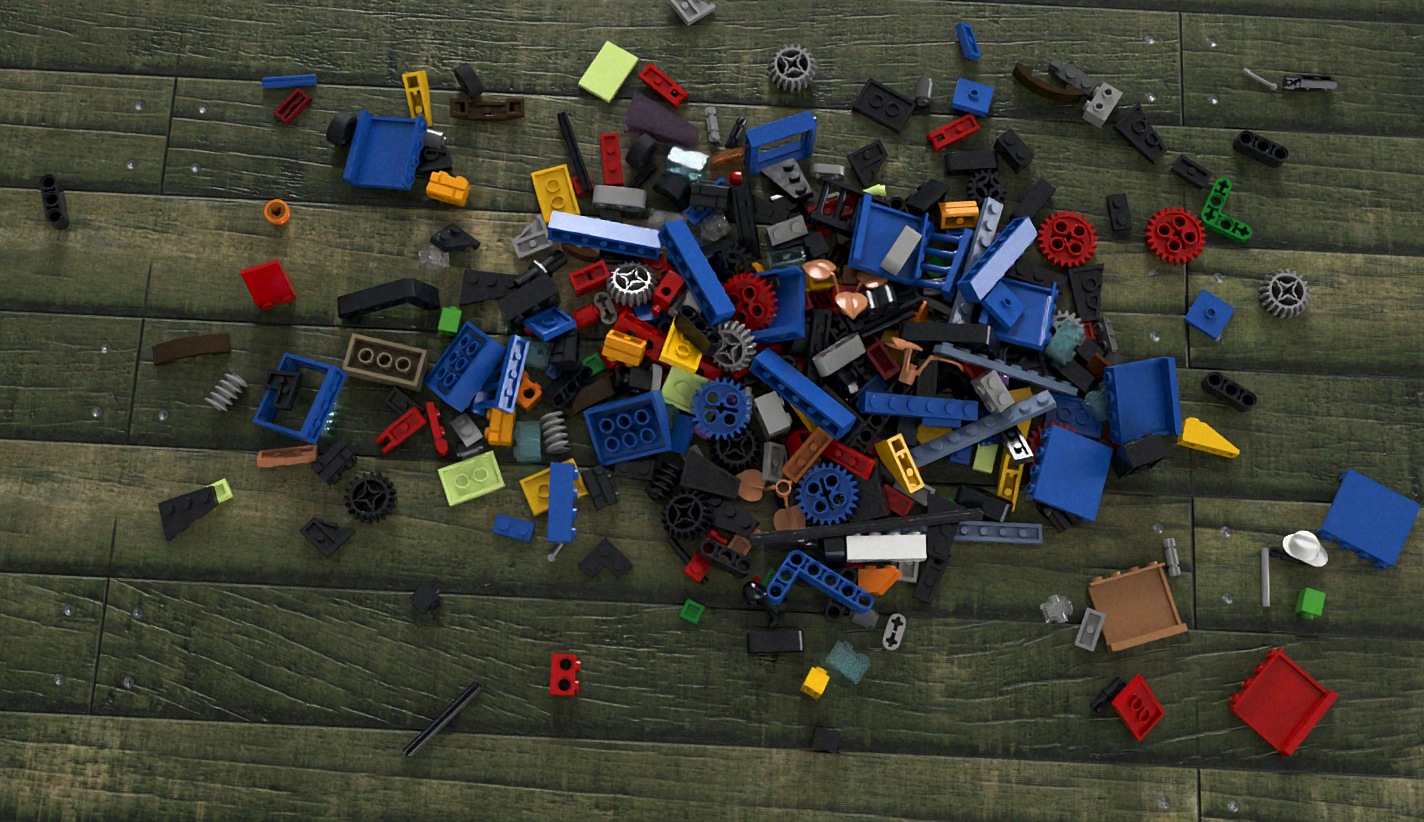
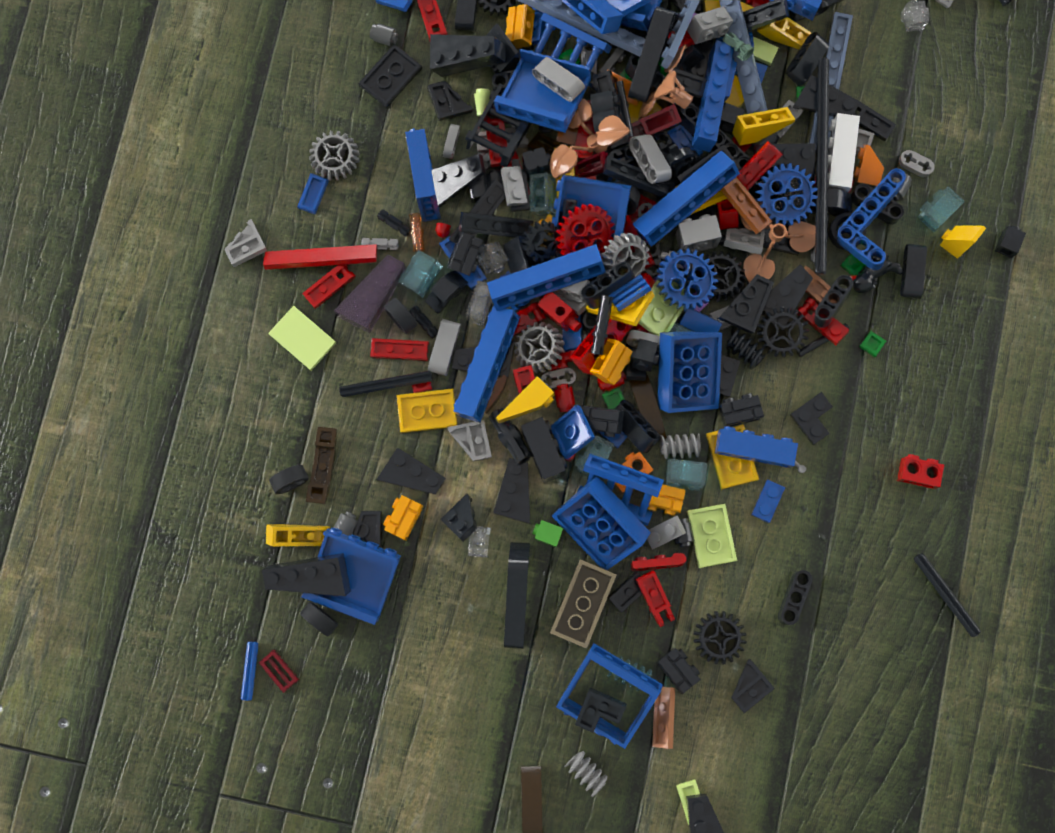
camera: 75 degrees left, 5 degrees up
(269, 284) = (483, 714): red slope -> none
(276, 207) = (392, 701): orange piece -> none
(379, 113) = (314, 575): none -> black wedge
(412, 559) = (801, 590): none -> black beam
(426, 597) = (828, 595): black brick -> none
(492, 190) = (410, 473): none -> black wing
(575, 279) = (529, 400): none -> yellow slope
(656, 329) = (600, 333): none -> black pin
(688, 73) = (320, 256): none -> tile
(692, 350) = (628, 291): none -> blue tile
(751, 56) = (313, 193): none -> blue tile
(898, 502) = (796, 134): red plate -> none
(913, 159) = (464, 53): none -> black wedge
(970, 429) = (739, 46): none -> sand green piece

